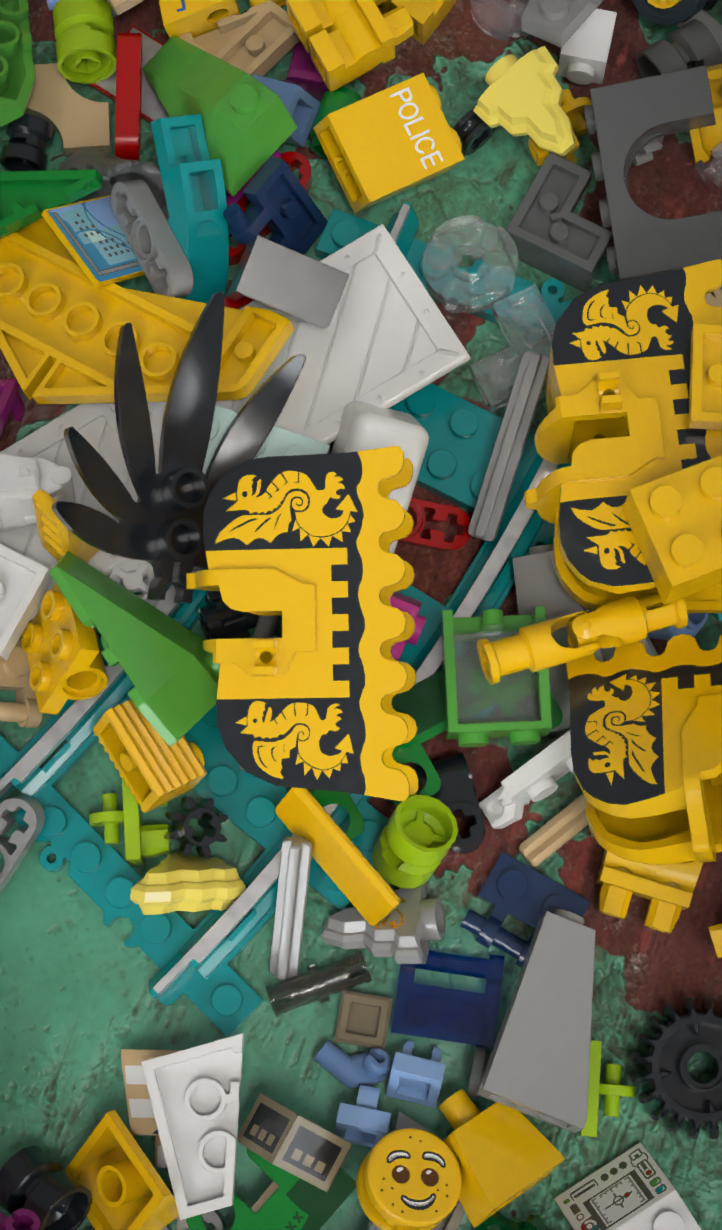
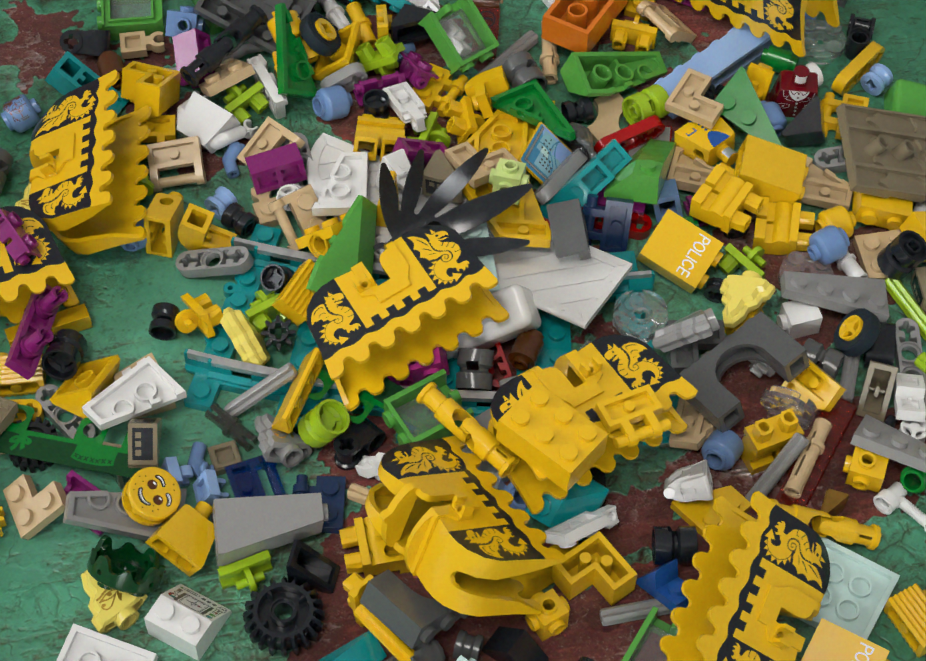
camera: 55 degrees right, 20 degrees down
(50, 414) = (435, 173): none -> dark tan slope
(59, 996) = (163, 324): none -> black wheel
(79, 358) = (460, 153): none -> tan plate
(95, 785) = (273, 275): none -> black wheel
(106, 930) = (199, 315): none -> yellow hips
(151, 317) = (508, 174): none -> yellowish green brick
(442, 564) = (474, 379): none -> dark grey wheel
(446, 466) = (526, 349): none -> reddish brown brick
(472, 64) = (735, 259): none -> lime hips
(556, 209) = (686, 330): none -> light grey rock
(642, 985) = (311, 568): none -> black slope

